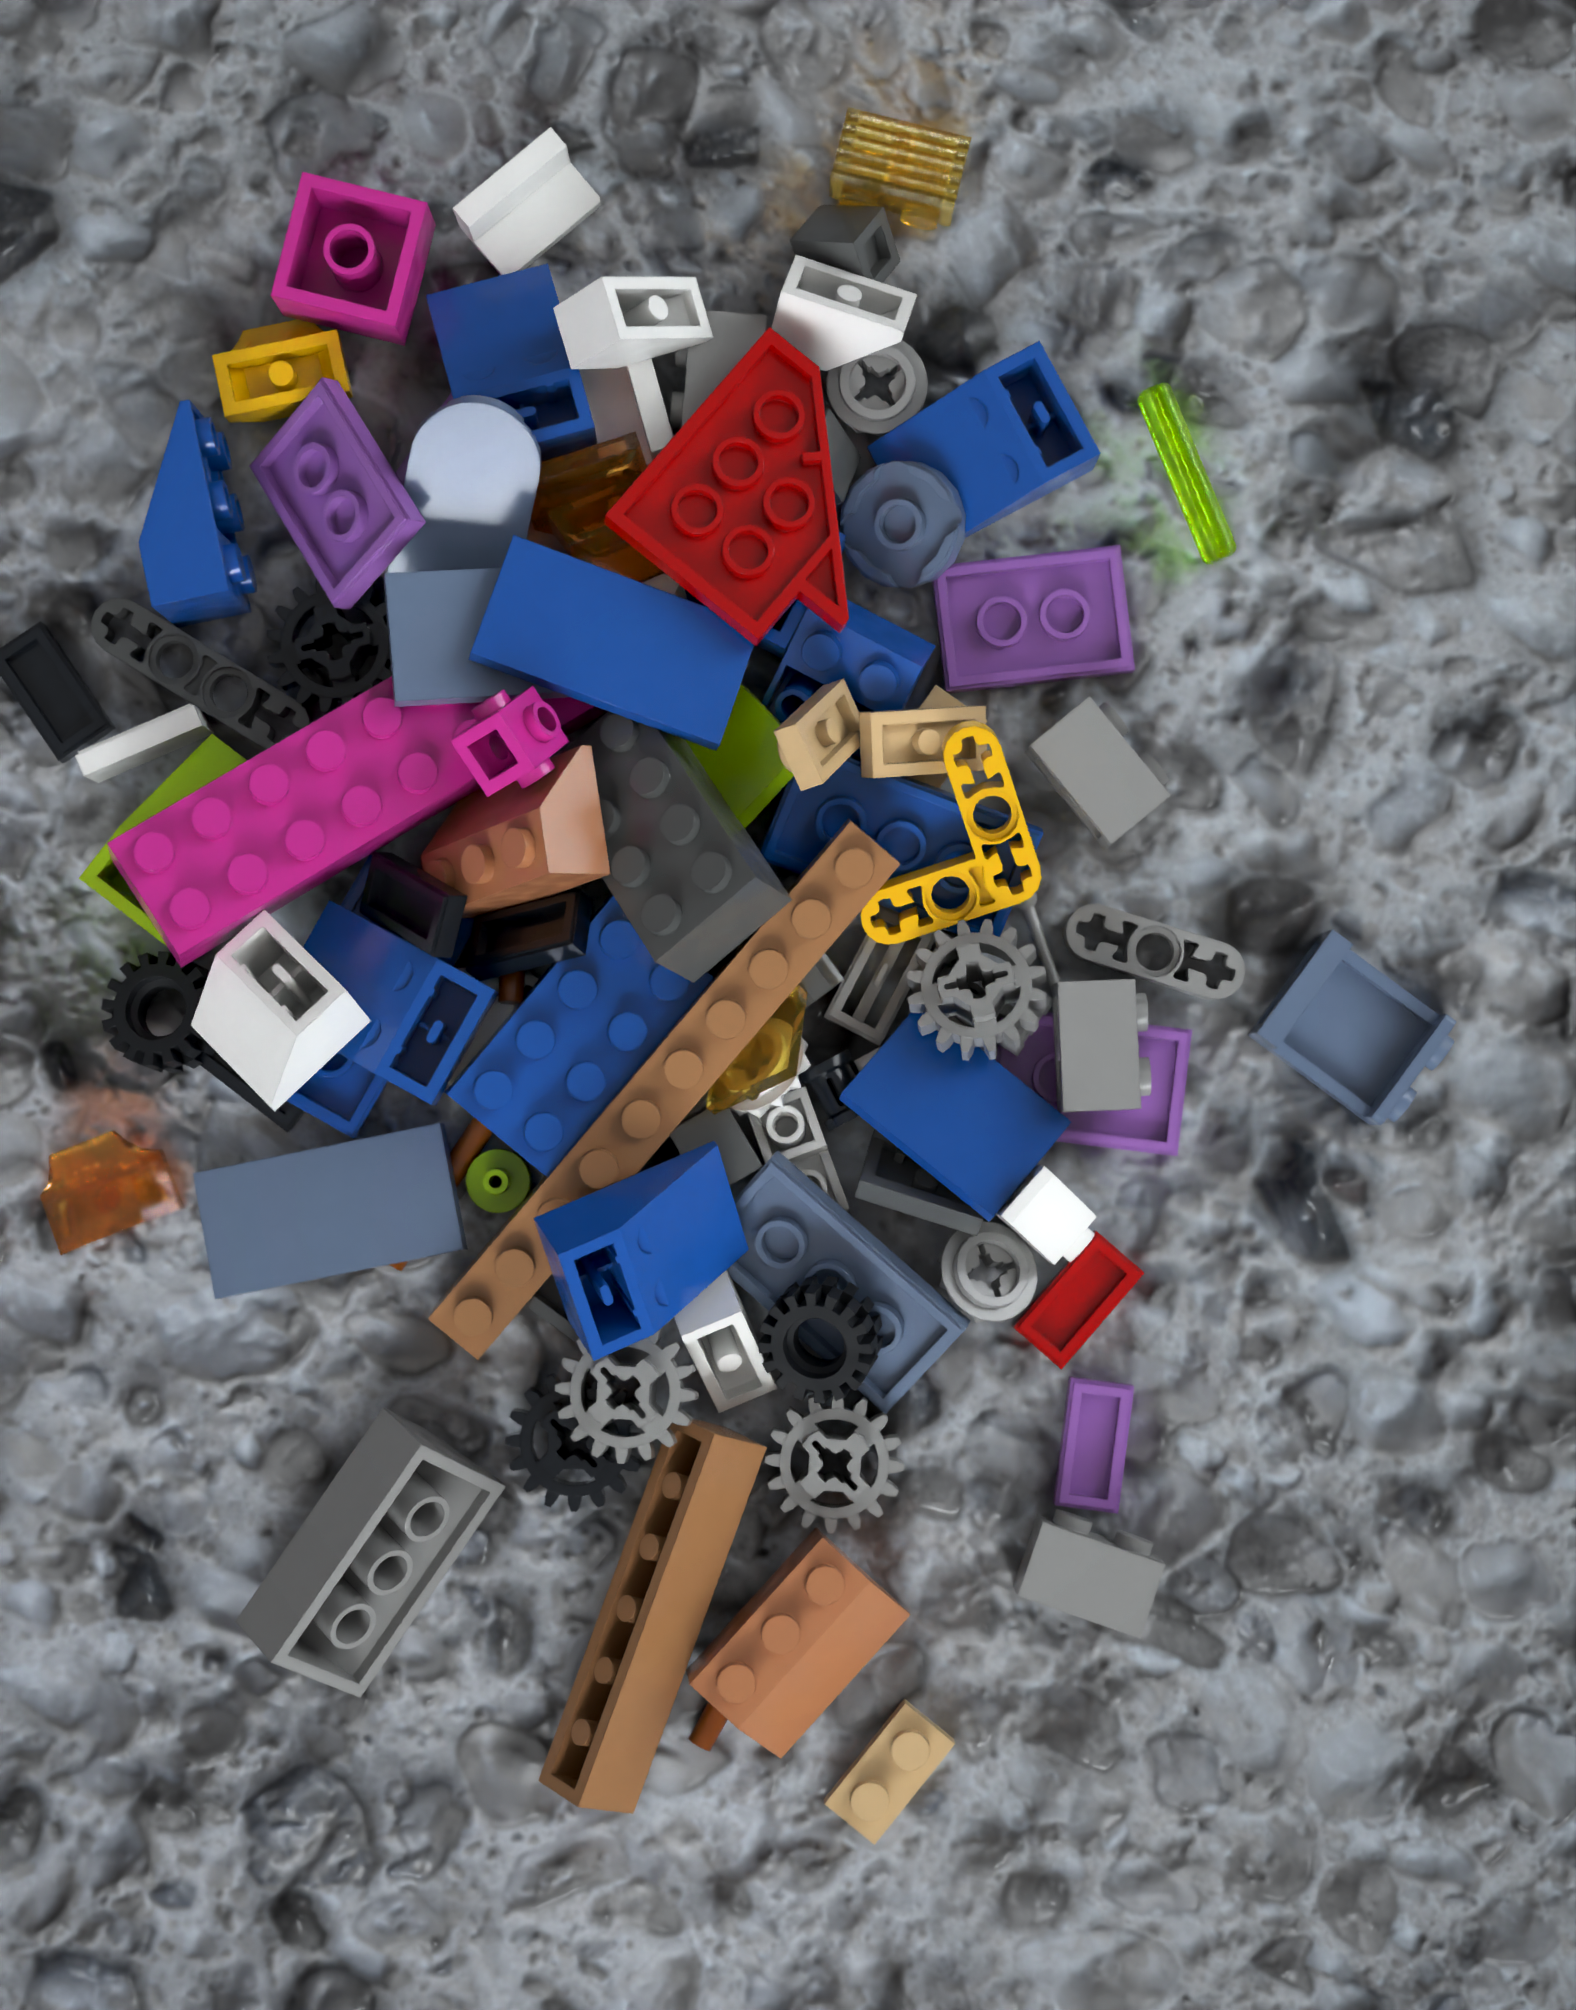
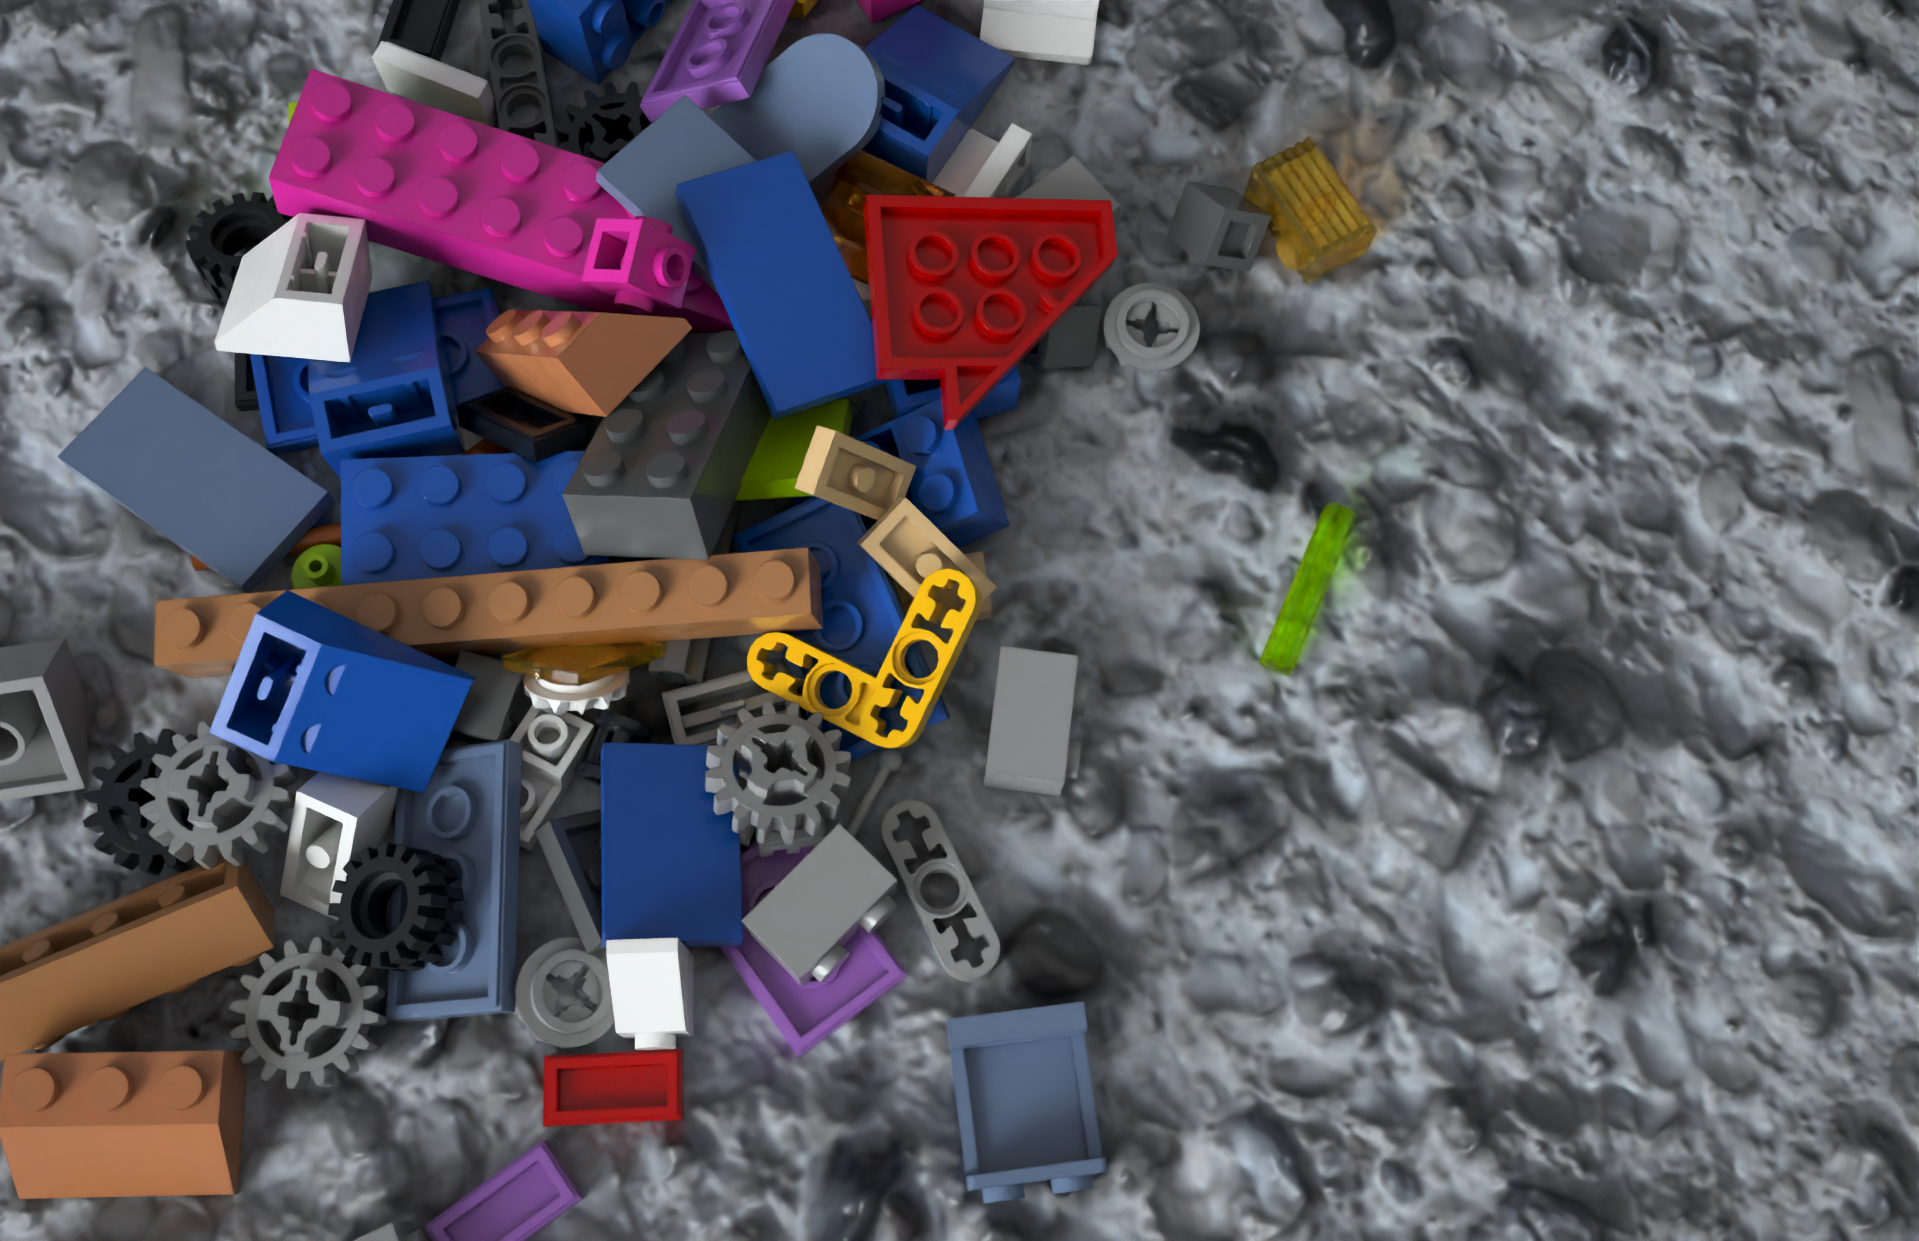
camera: 45 degrees right, 15 degrees down
(106, 1190) = (83, 324): clear orange slope -> none
(413, 904) = (469, 325): black tile -> none
(631, 320) = (1024, 114): white slope -> none
(839, 314) = (1166, 246): white slope -> none
(903, 524) = (1072, 425): sand blue tile -> none
(998, 438) = (1180, 432): blue slope -> none
(1033, 619) = (1097, 579): medium lavender tile -> none

